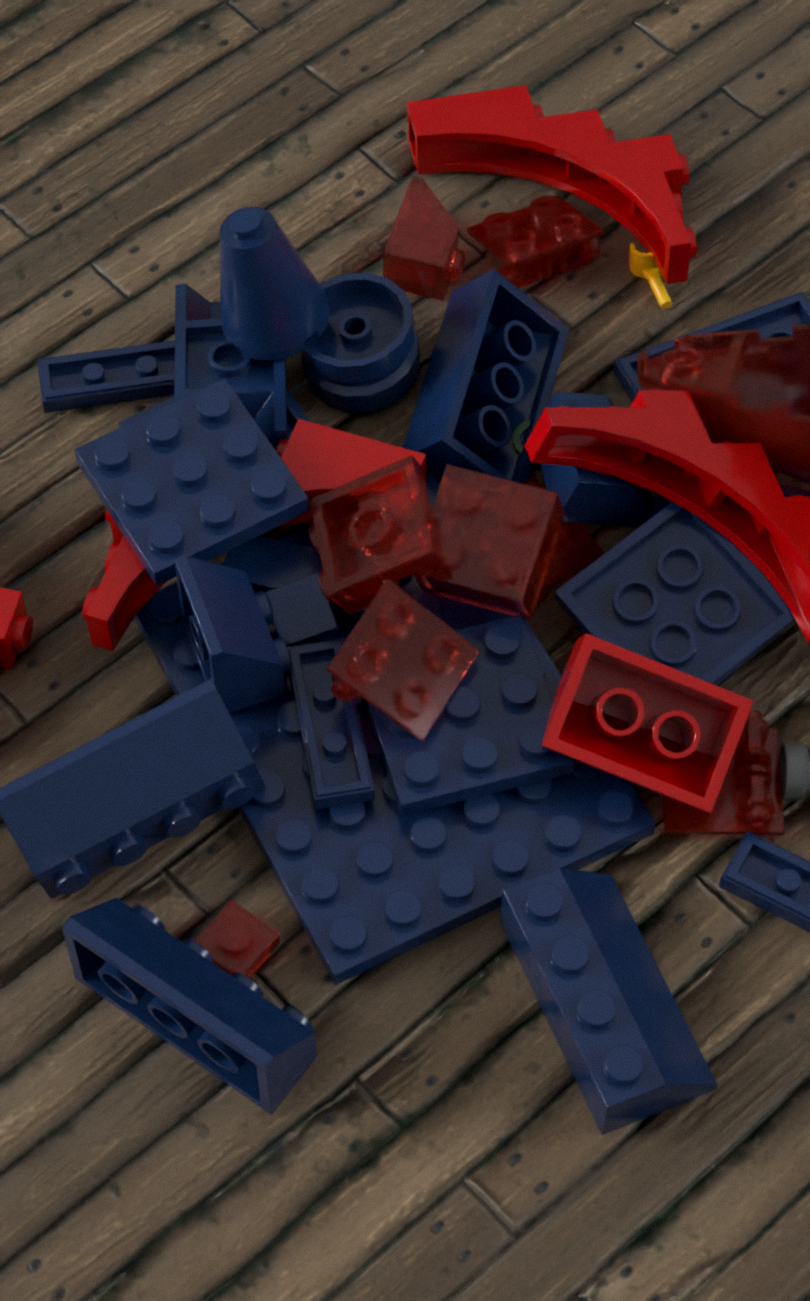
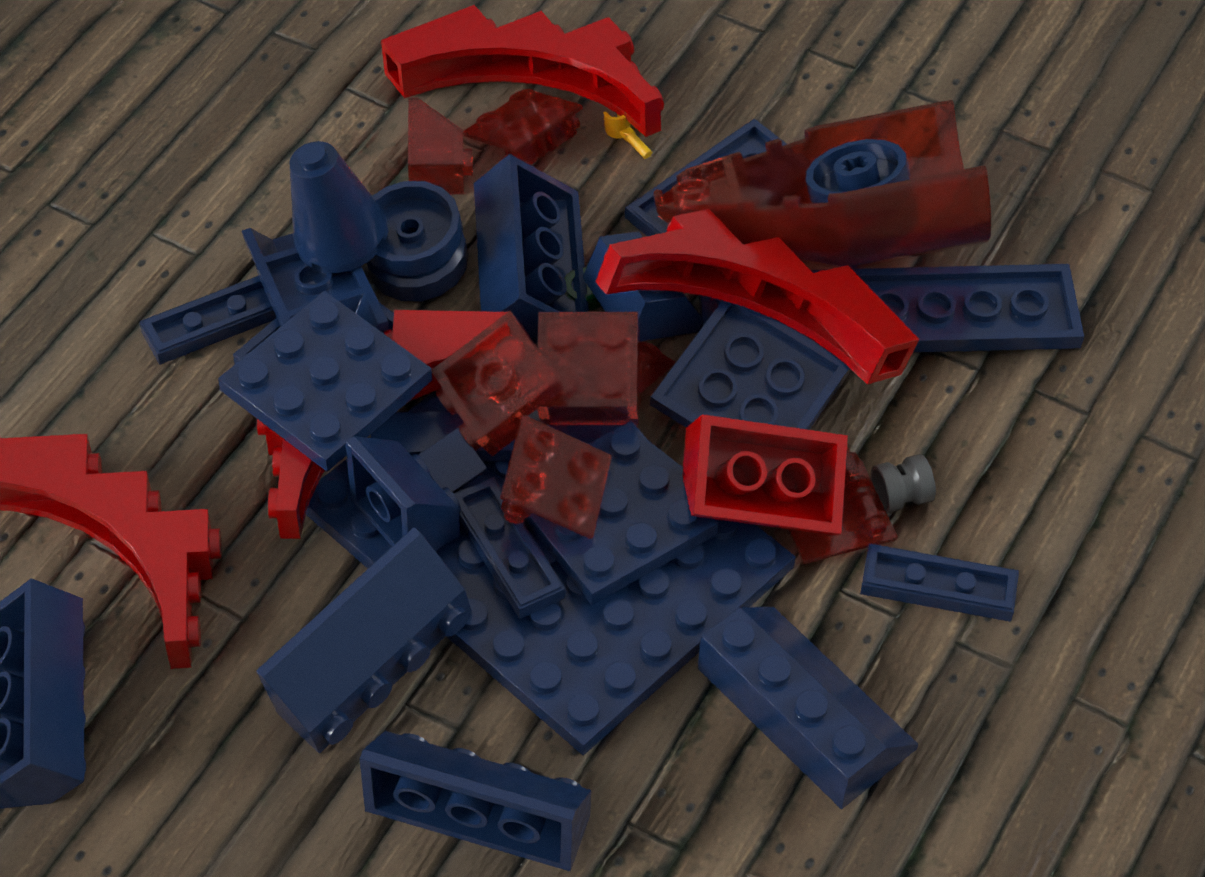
camera: 20 degrees left, 5 degrees down
(238, 940) = (493, 737): clear red plate -> none

